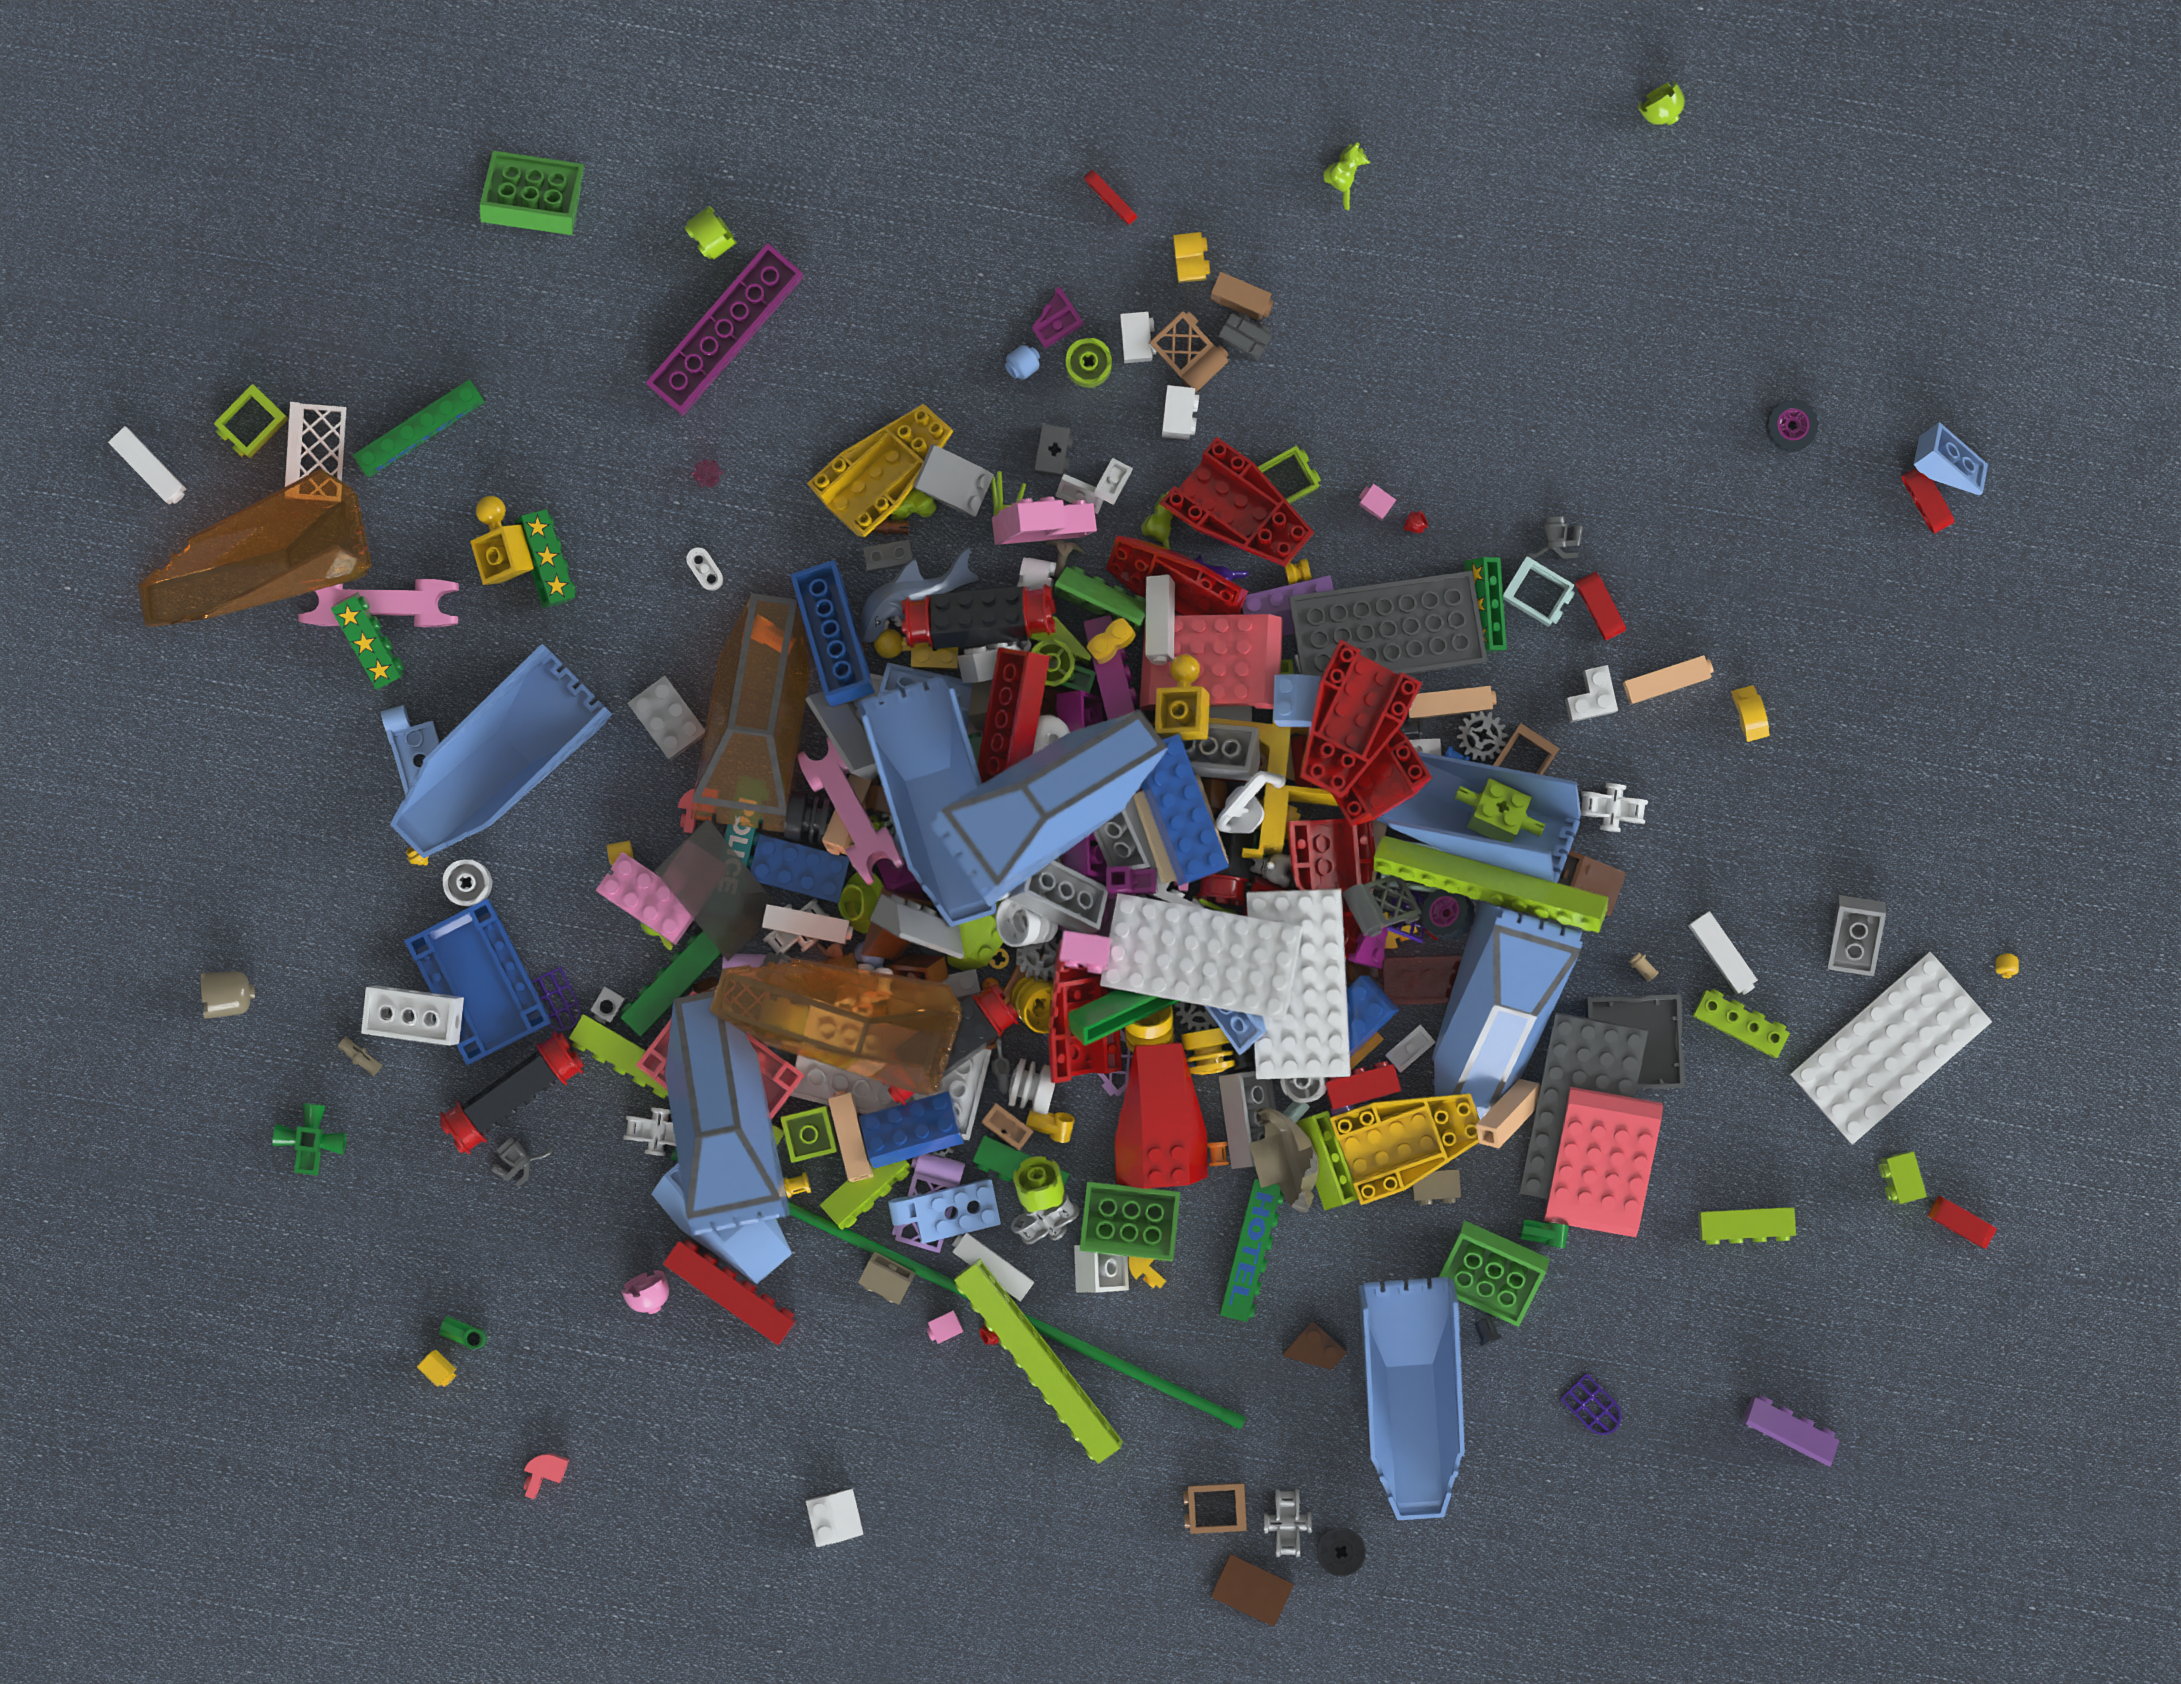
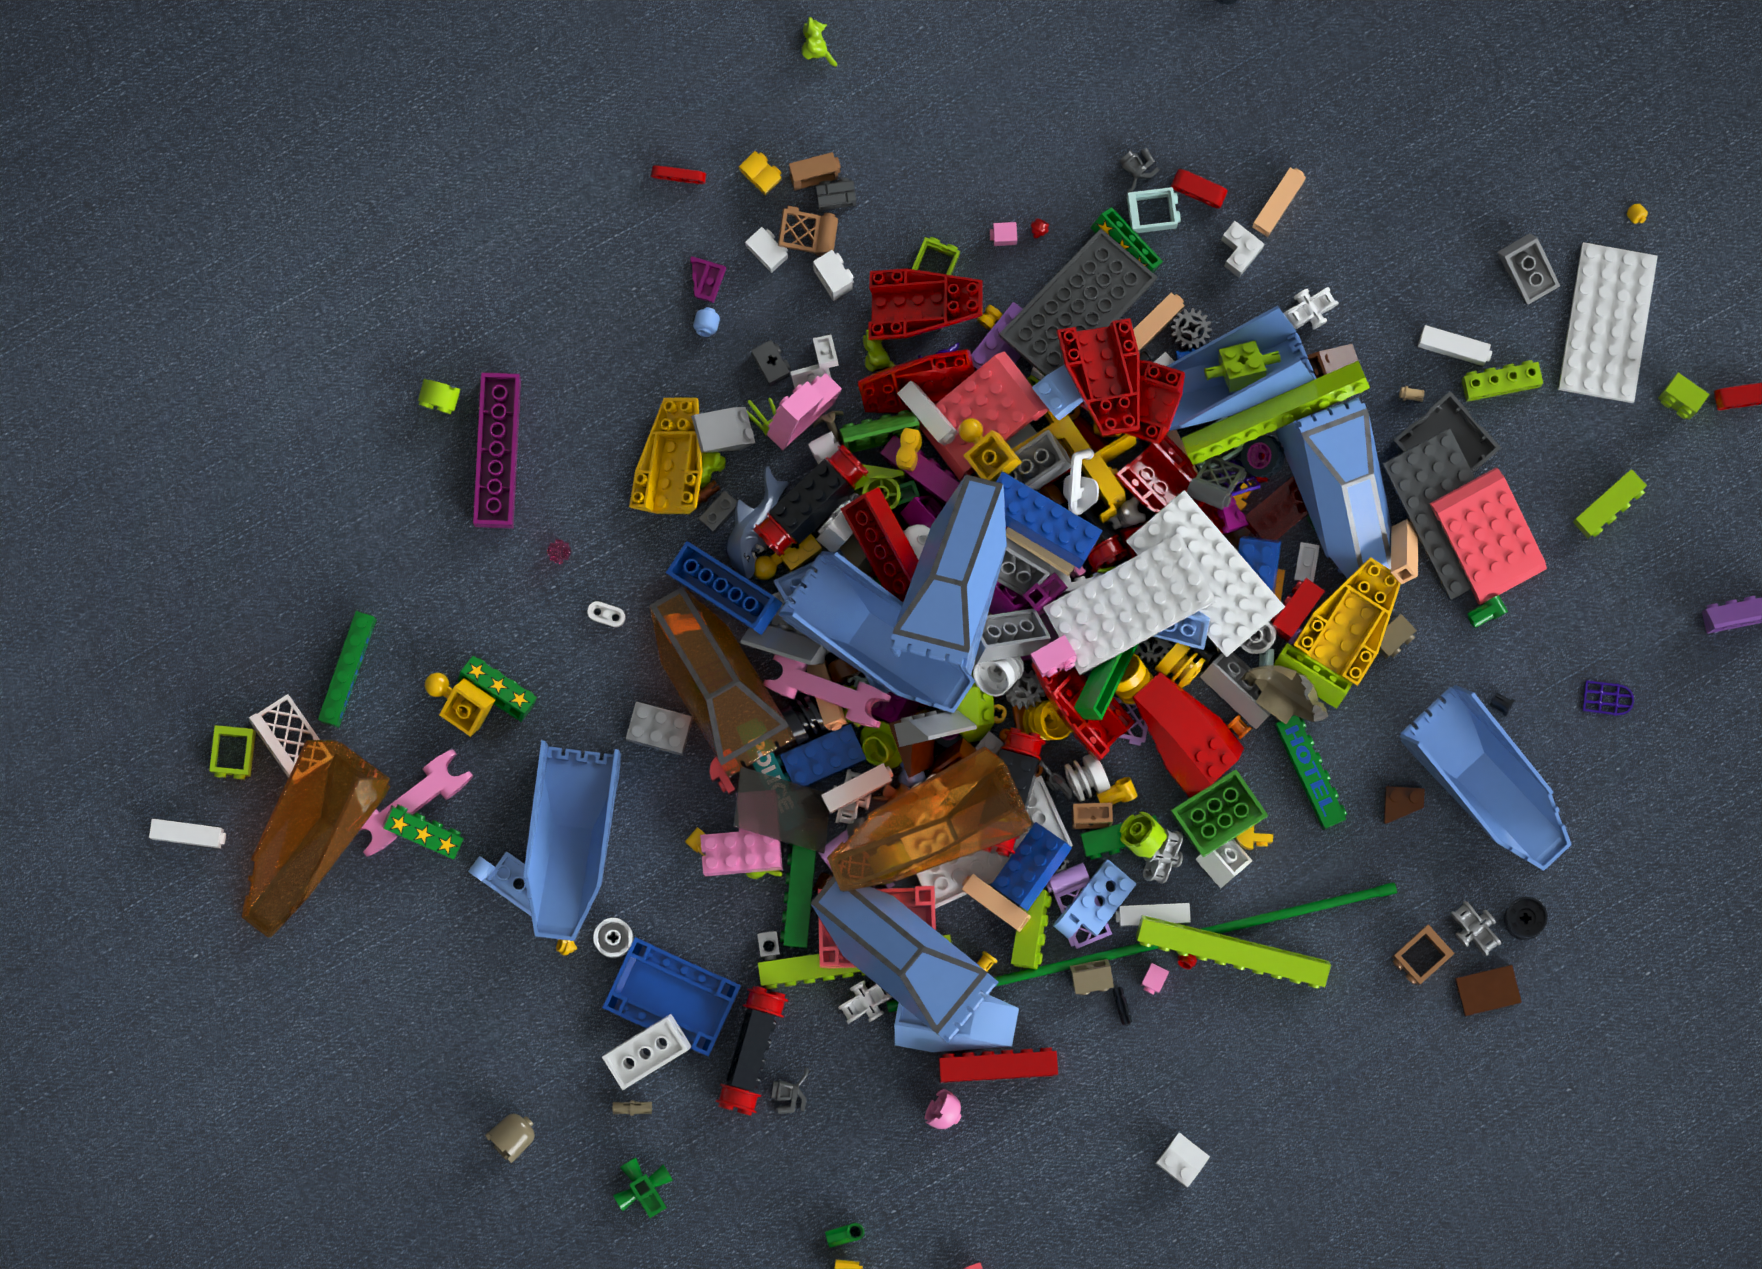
camera: 40 degrees left, 5 degrees down
(531, 192) = (300, 461): bright green slope -> none
(558, 990) = (742, 968): dark purple window -> none
(809, 1133) = (967, 923): lime brick -> none
(894, 1327) = (1122, 1006): none -> black axle
(1091, 375) = (740, 283): lime brick -> none
(1494, 1273) = (1476, 661): bright green slope -> none
(1536, 740) = (1227, 304): medium nougat window -> none
(1751, 713) = (1349, 180): yellow brick -> none

